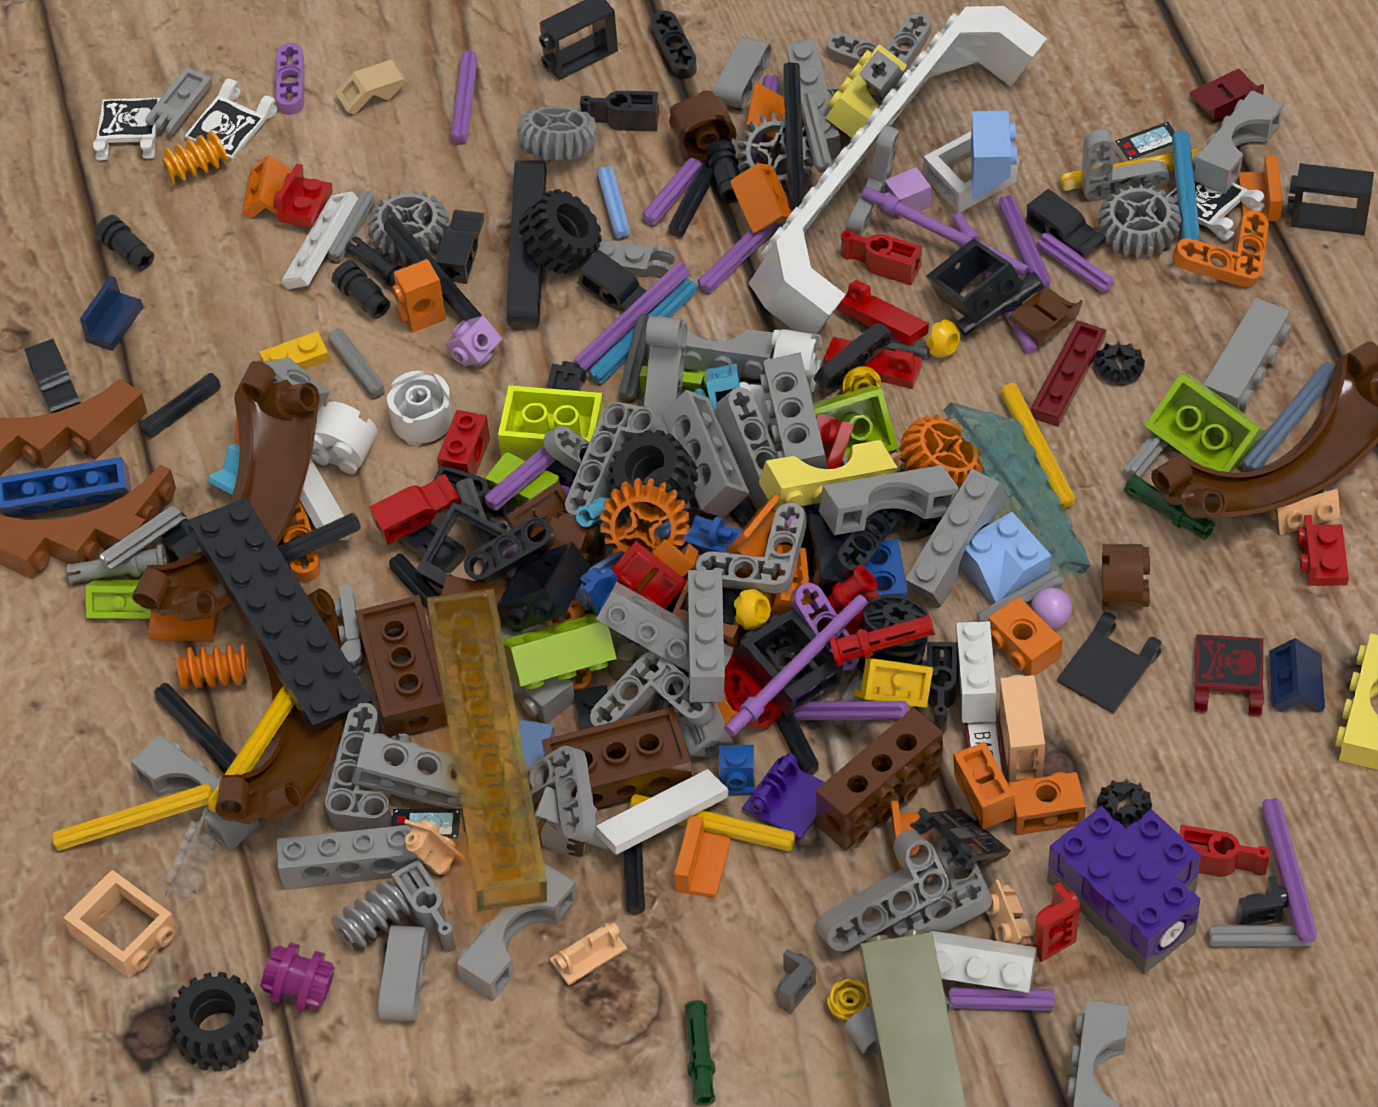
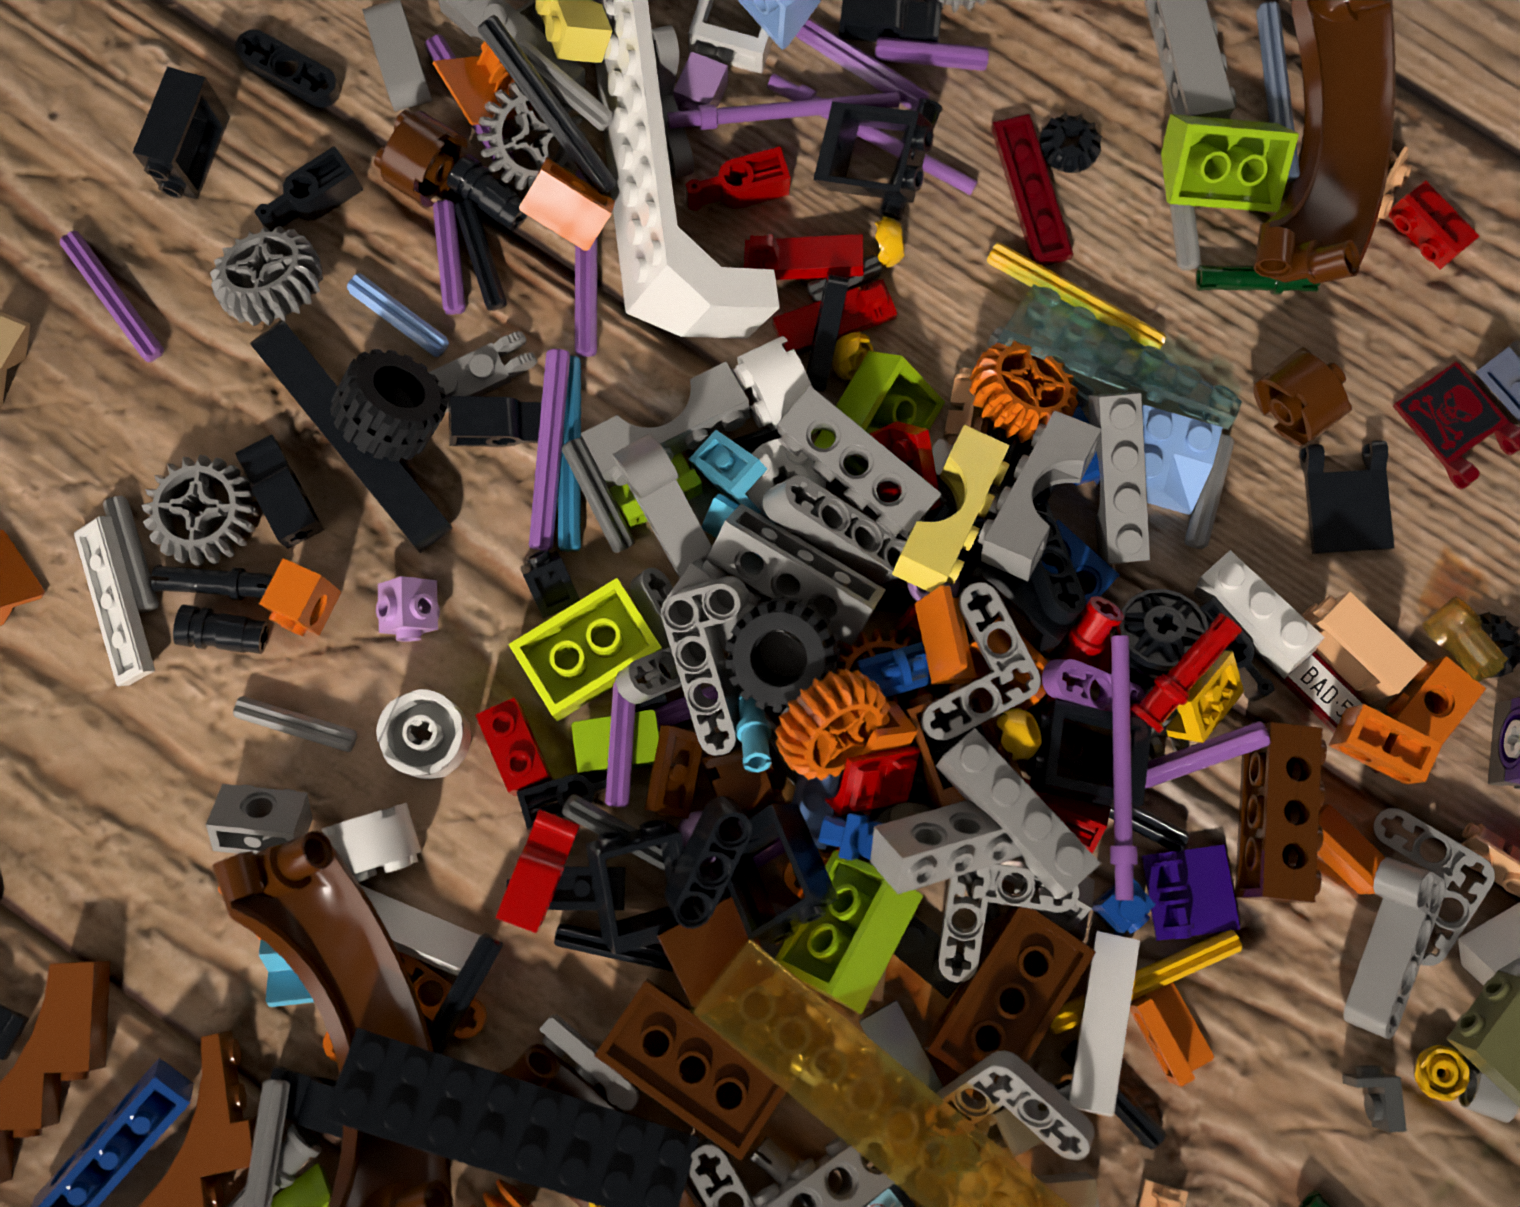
camera: 50 degrees left, 25 degrees up
(180, 404) = (143, 928): black axle -> none
(301, 198) = (44, 563): red bracket -> none
(304, 351) = (215, 764): yellow plate -> none
(416, 254) = (273, 551): black axle -> none
(964, 833) = (1405, 810): black flag -> none
(1018, 622) = (1280, 530): orange brick -> none
(1045, 314) = (963, 156): reddish brown piece -> none
(1052, 606) = (1251, 479): lavender piece -> none
(1100, 773) = (1459, 630): none -> clear yellow piece

